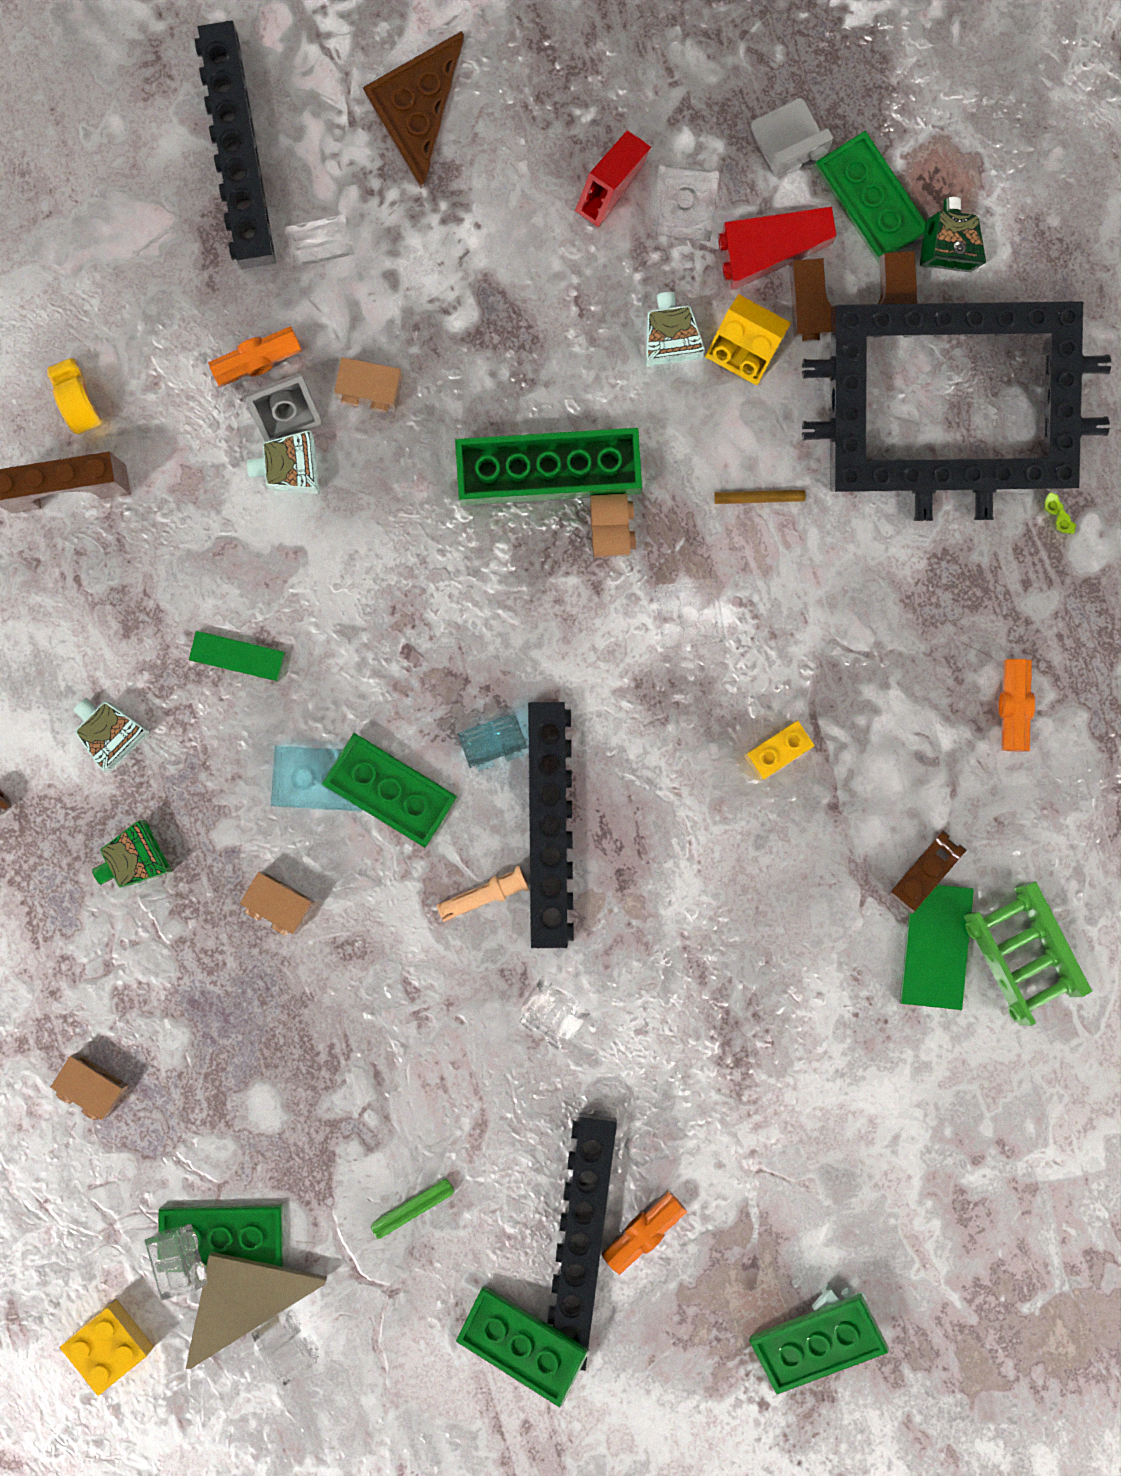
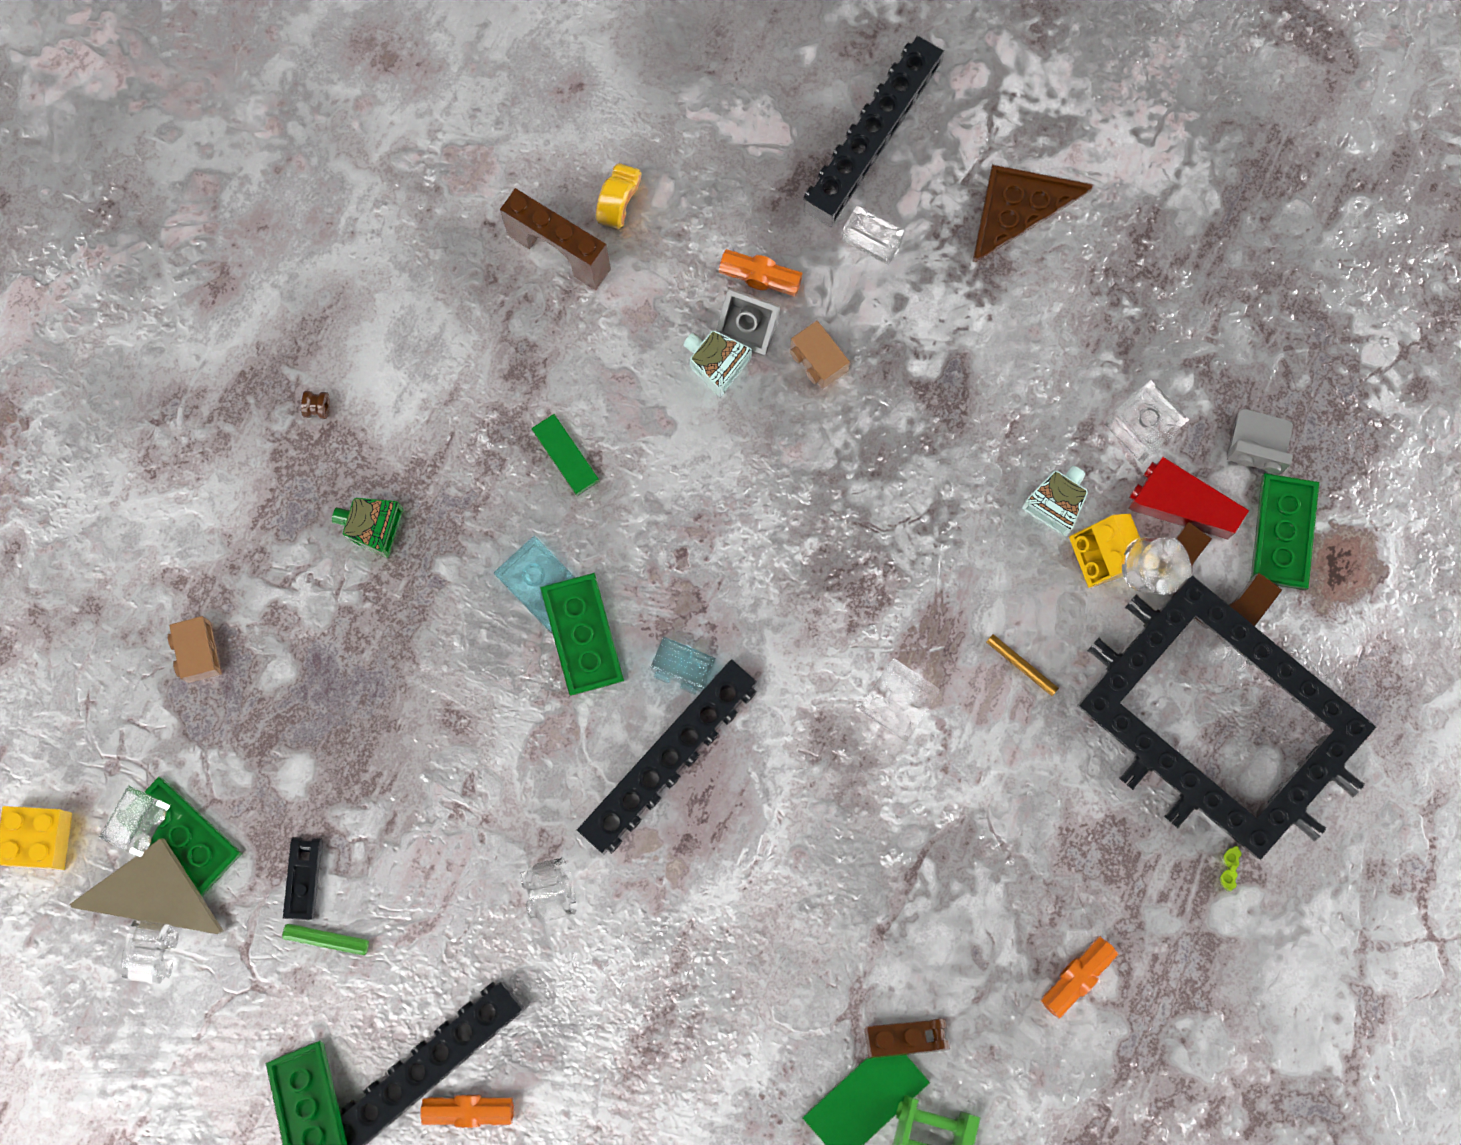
camera: 45 degrees right, 10 degrees down
(108, 733) = (433, 428): torso -> none
(276, 903) = (435, 641): medium nougat brick -> none
(350, 1181) = (302, 879): none -> black plate
(496, 889) = (590, 768): light nougat pin -> none
(548, 466) = (892, 513): green brick -> none
(611, 525) = (899, 591): medium nougat brick -> none
(612, 178) = (1110, 362): red slope -> none
(779, 750) = (877, 852): yellow brick -> none
(800, 321) = (1156, 565): none -> clear brick
(952, 239) = (1318, 608): torso -> none

